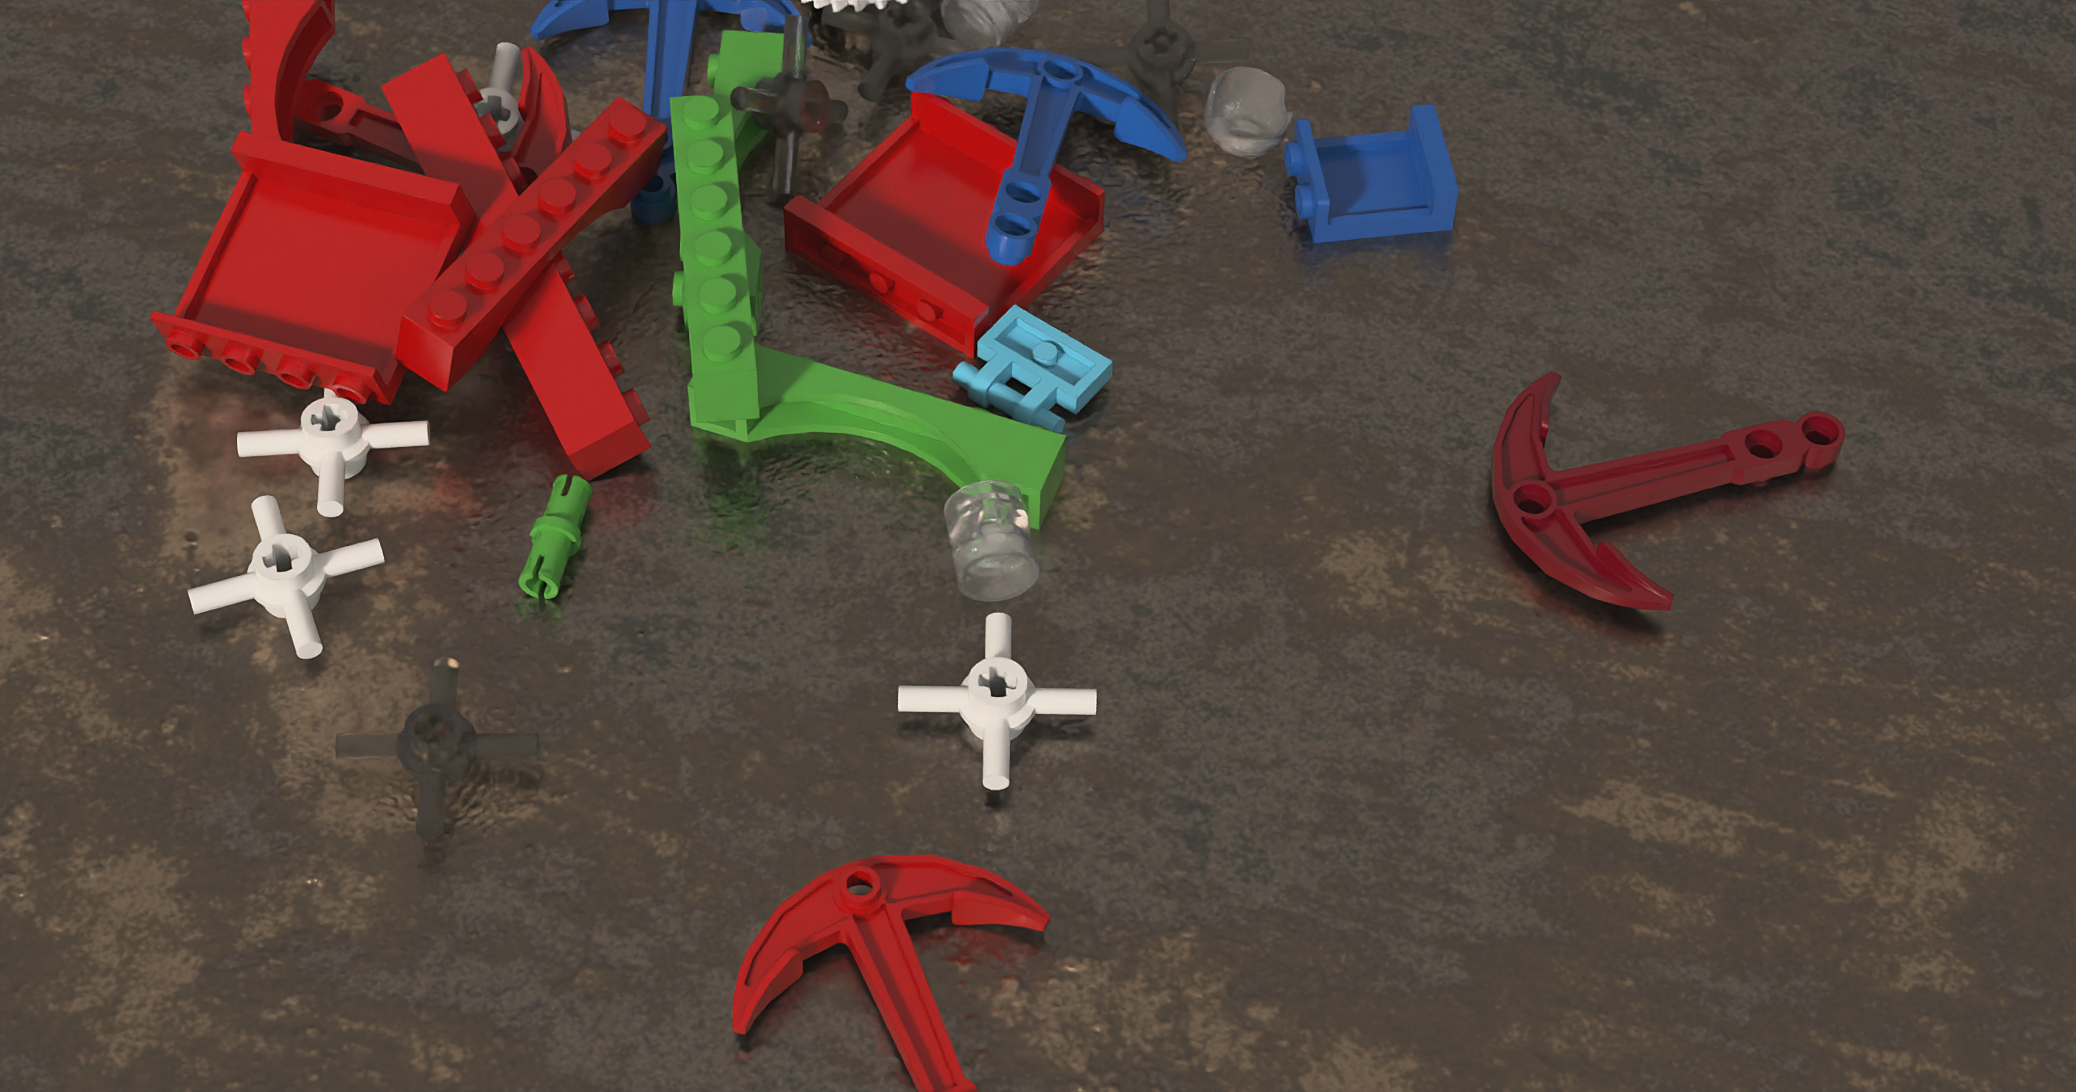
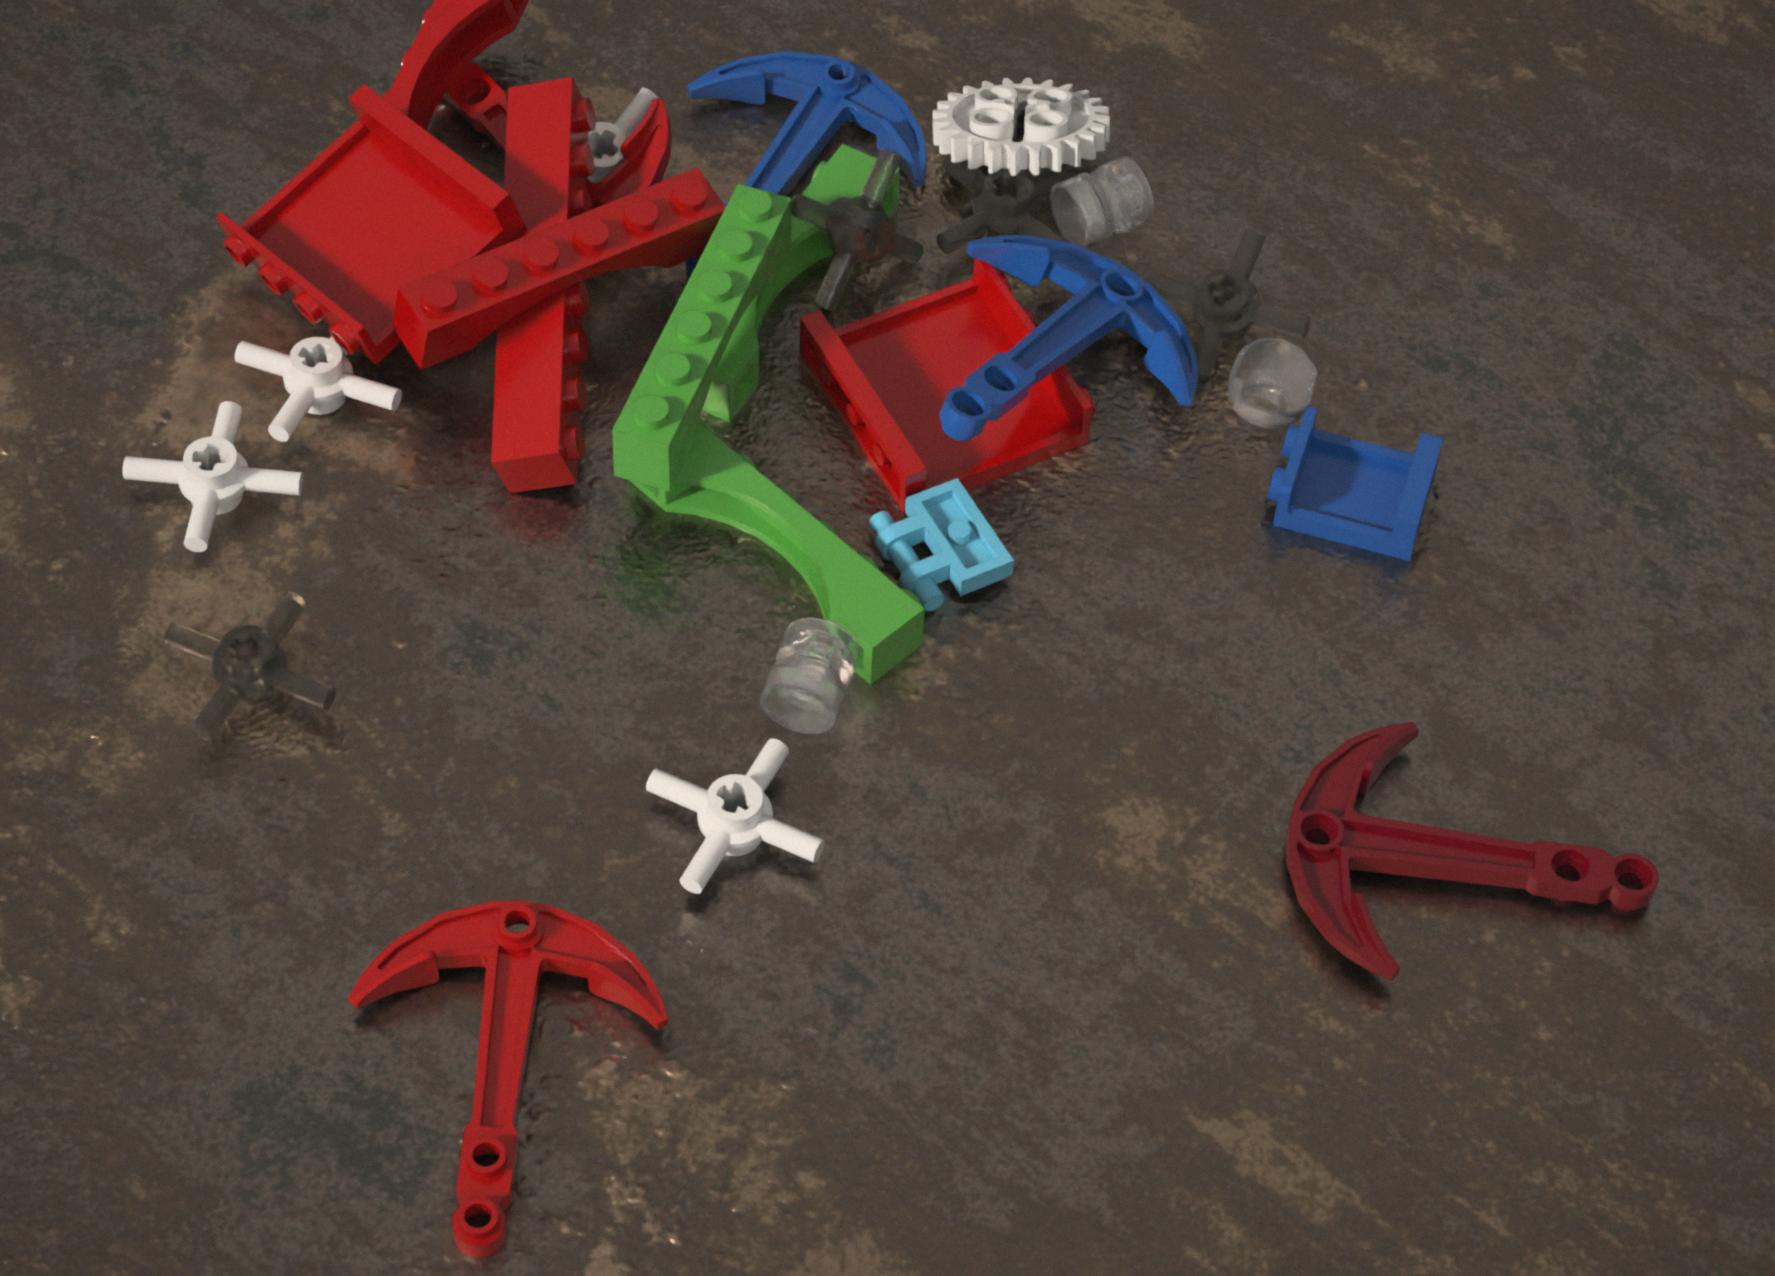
camera: 25 degrees right, 0 degrees up
(556, 536) = (453, 528): bright green pin -> none

